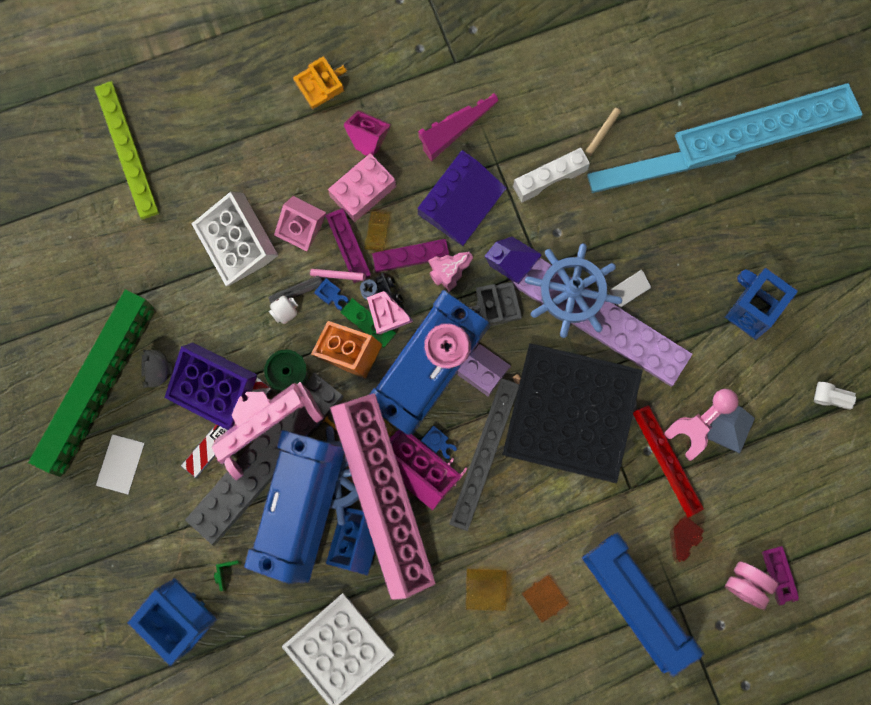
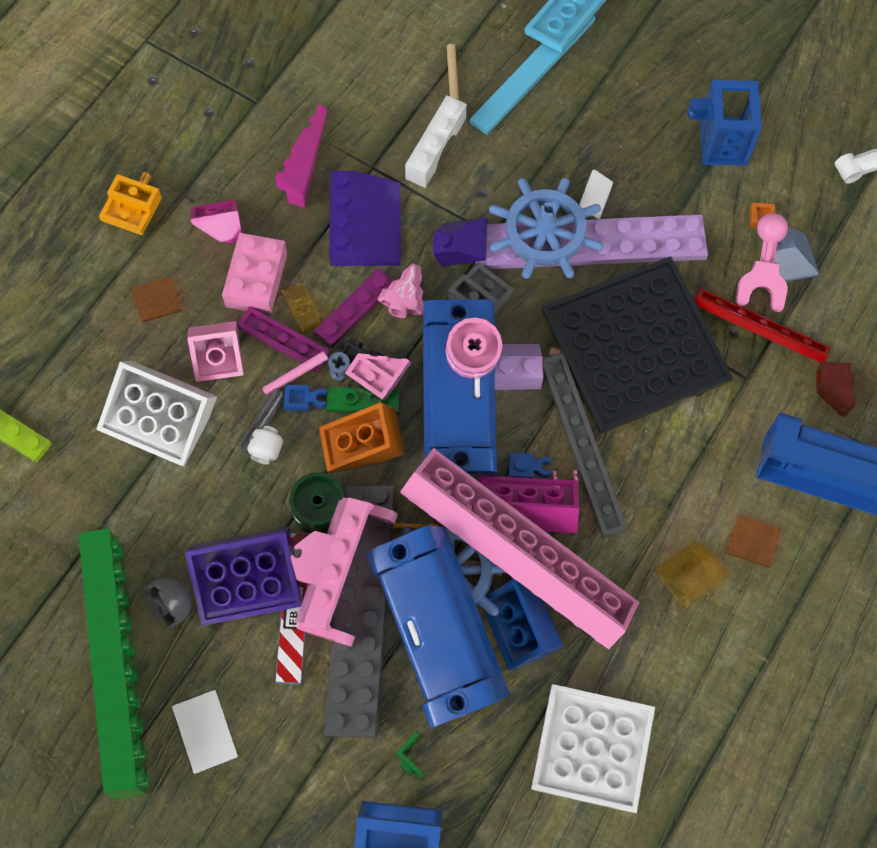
camera: 40 degrees left, 10 degrees down
(290, 160) = (156, 299): none -> clear orange piece
(735, 383) = (758, 210): none -> orange tile

